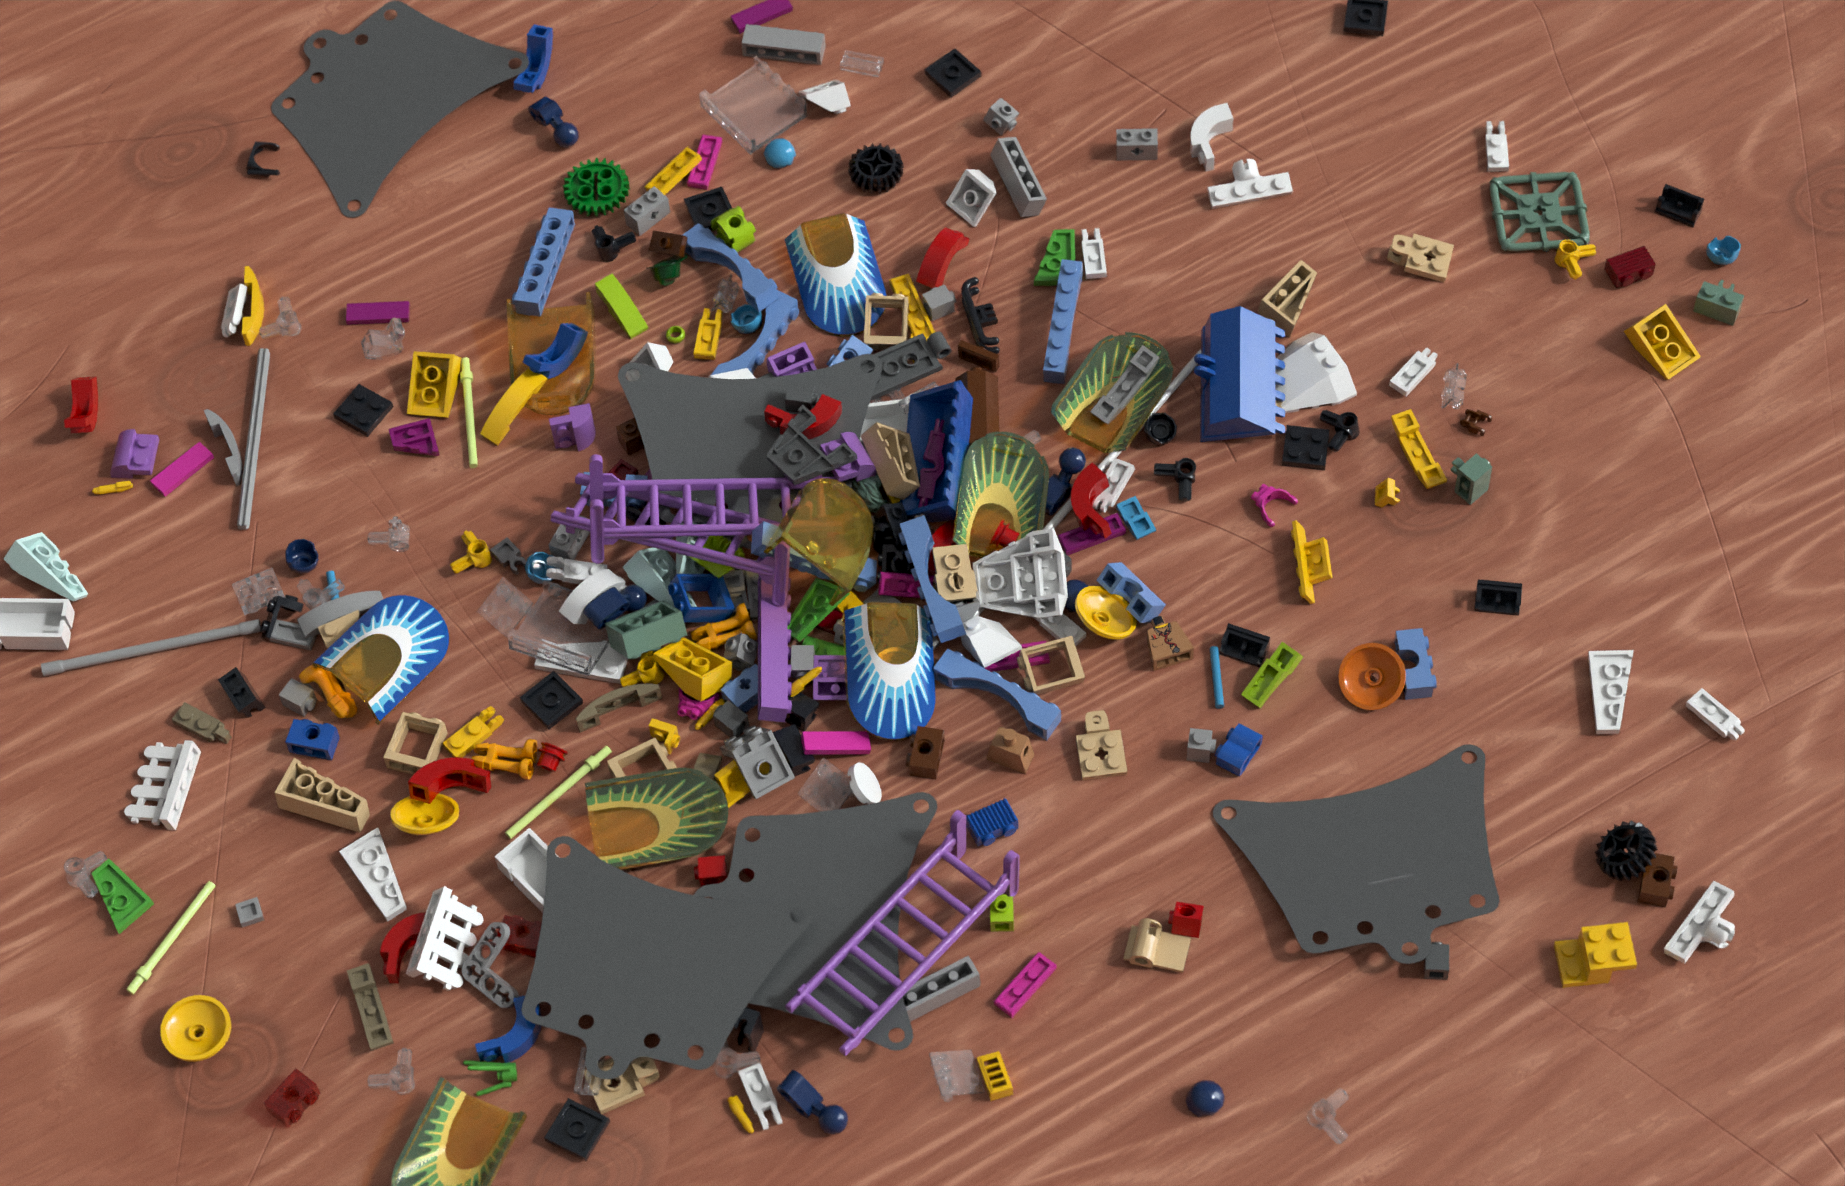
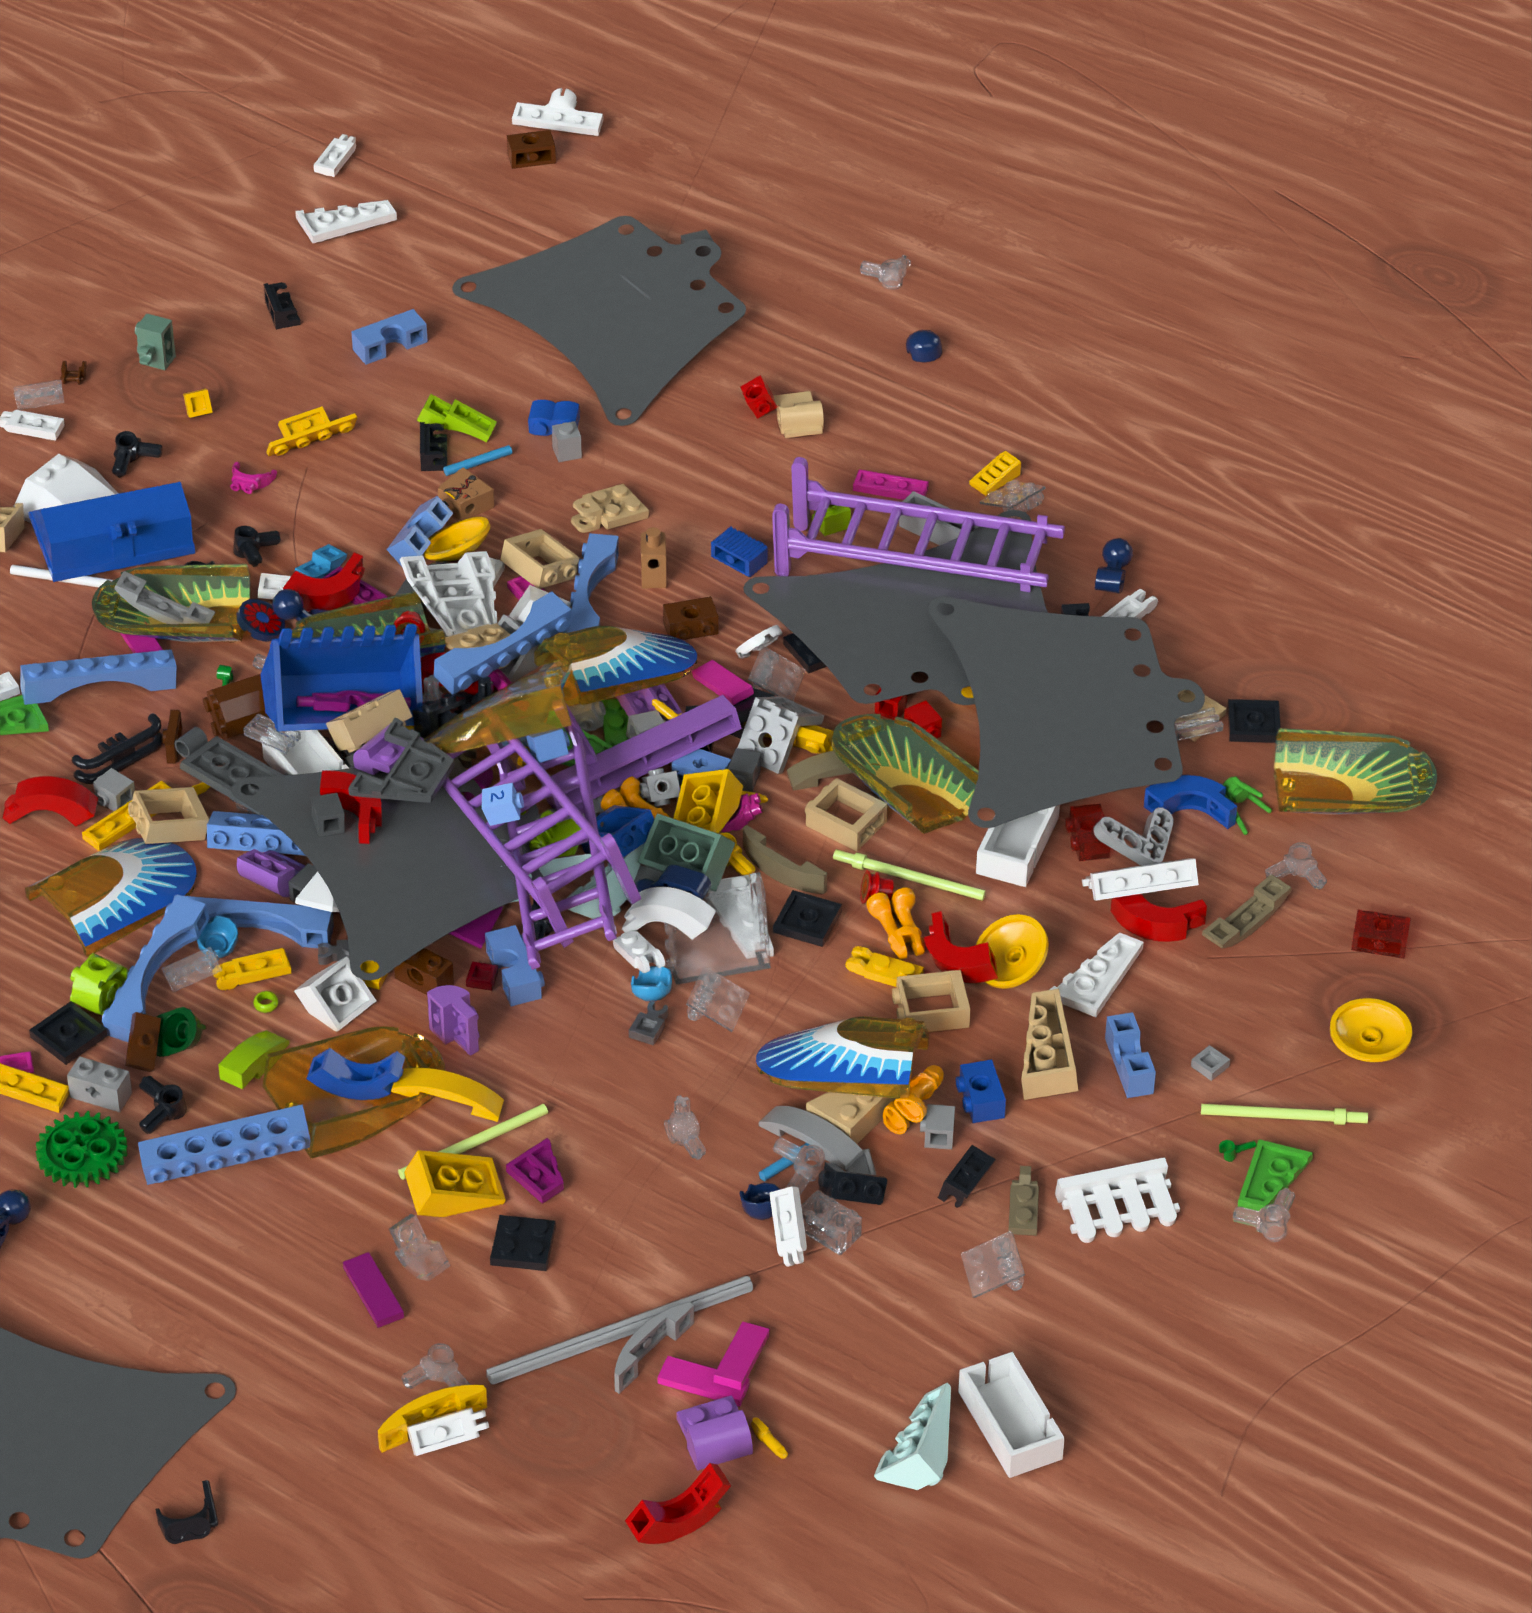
camera: 120 degrees left, 15 degrees down
(61, 666) = (1036, 1367): light grey piece -> none
(158, 679) = (994, 1265): none -> clear hinge
(161, 884) = (1230, 1149): none -> green hand
(182, 494) = (741, 1355): none -> dark pink tile
(263, 559) = (789, 1225): none -> white hinge
(263, 847) = (1132, 1065): none -> medium blue arch
(477, 553) = (660, 1055): yellow axle -> none
(567, 544) = (598, 976): light grey brick -> none
(665, 732) = (793, 809): yellow bracket -> none
(719, 487) = (502, 804): none -> light blue brick
(737, 1108) = (1156, 620): yellow piece -> none
(1036, 415) = (225, 673): none -> green hand
(1086, 442) = (260, 620): none -> tile
(1305, 447) = (166, 471): black plate -> none
(1357, 673) = (424, 349): orange dish -> none
(1416, 450) = (153, 387): yellow slope -> none
(1595, 954) = (632, 159): yellow bracket -> none
(1640, 848) = (531, 173): black gear -> none

